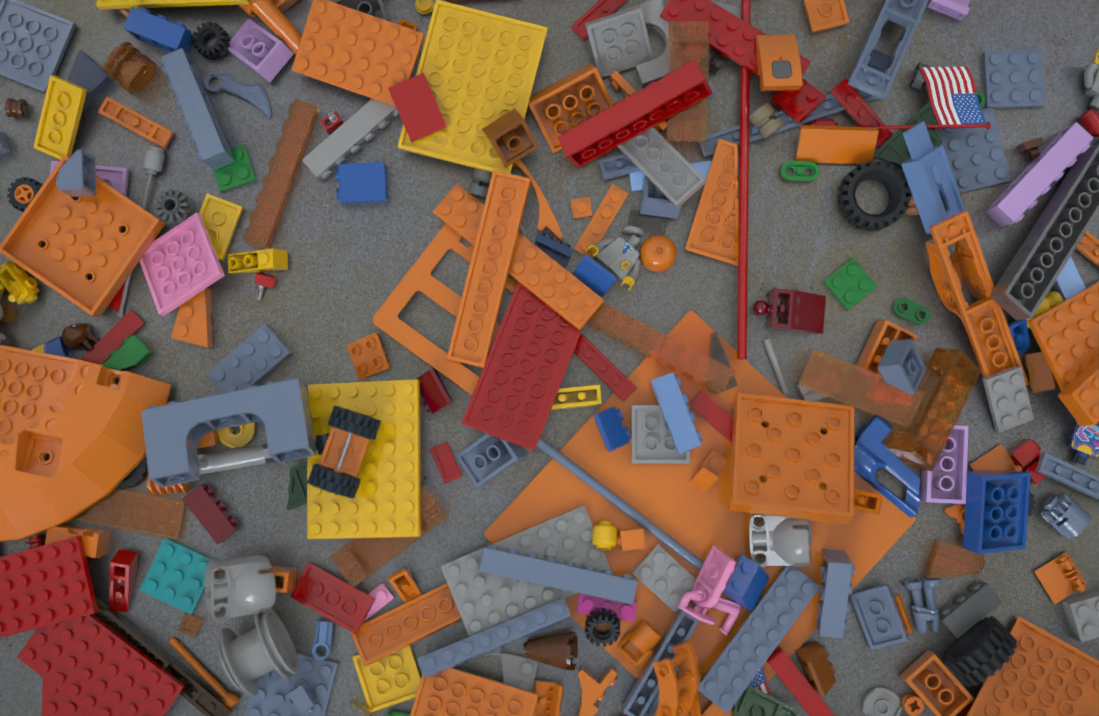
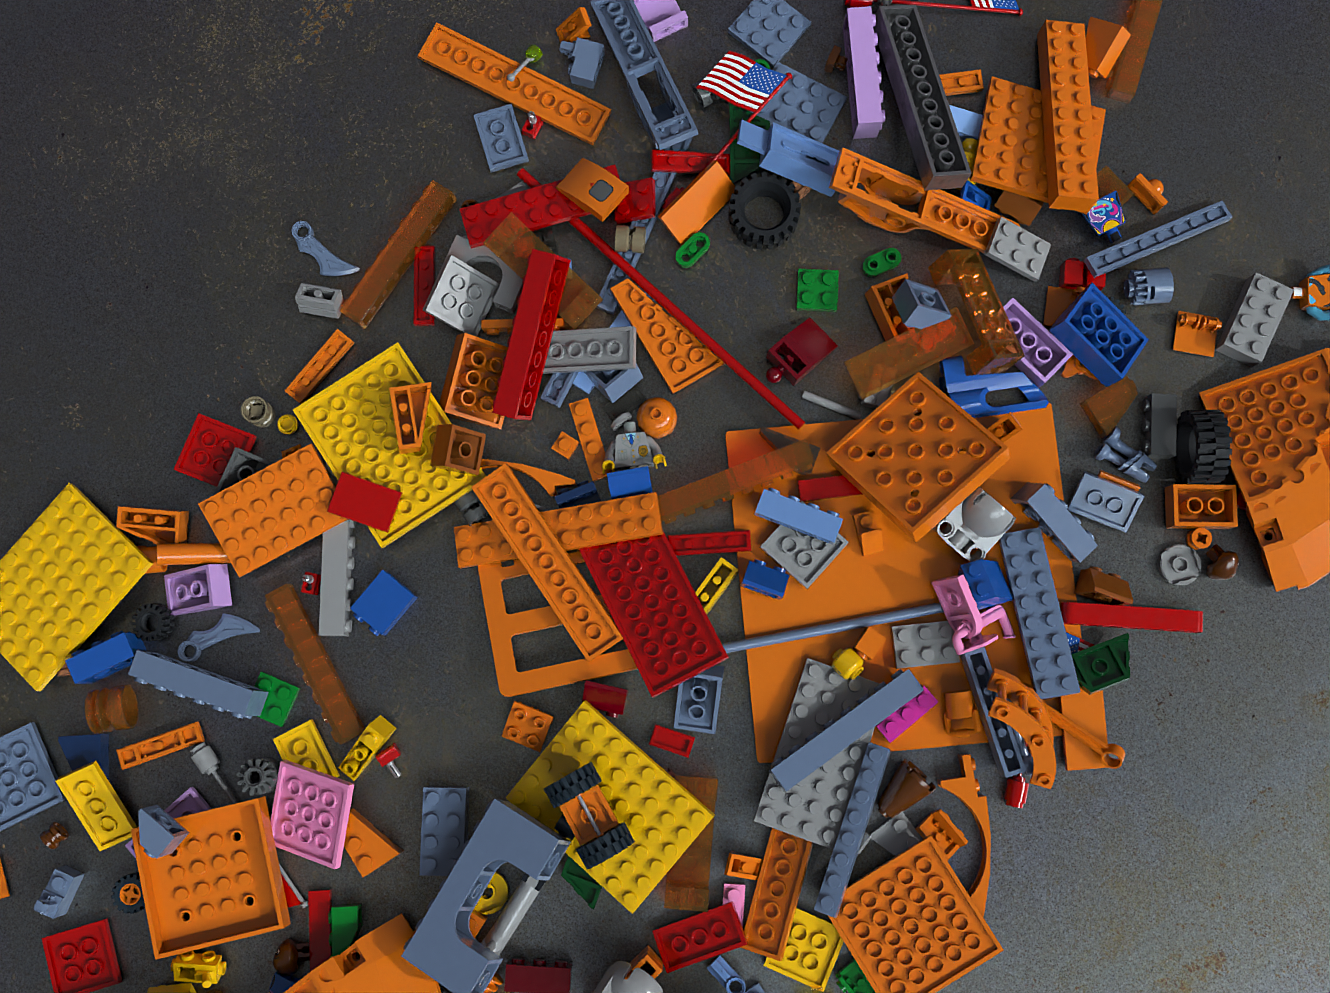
camera: 50 degrees left, 5 degrees down
(504, 82) = (410, 413): none -> orange wedge
(599, 636) = (928, 740): black tyre -> none

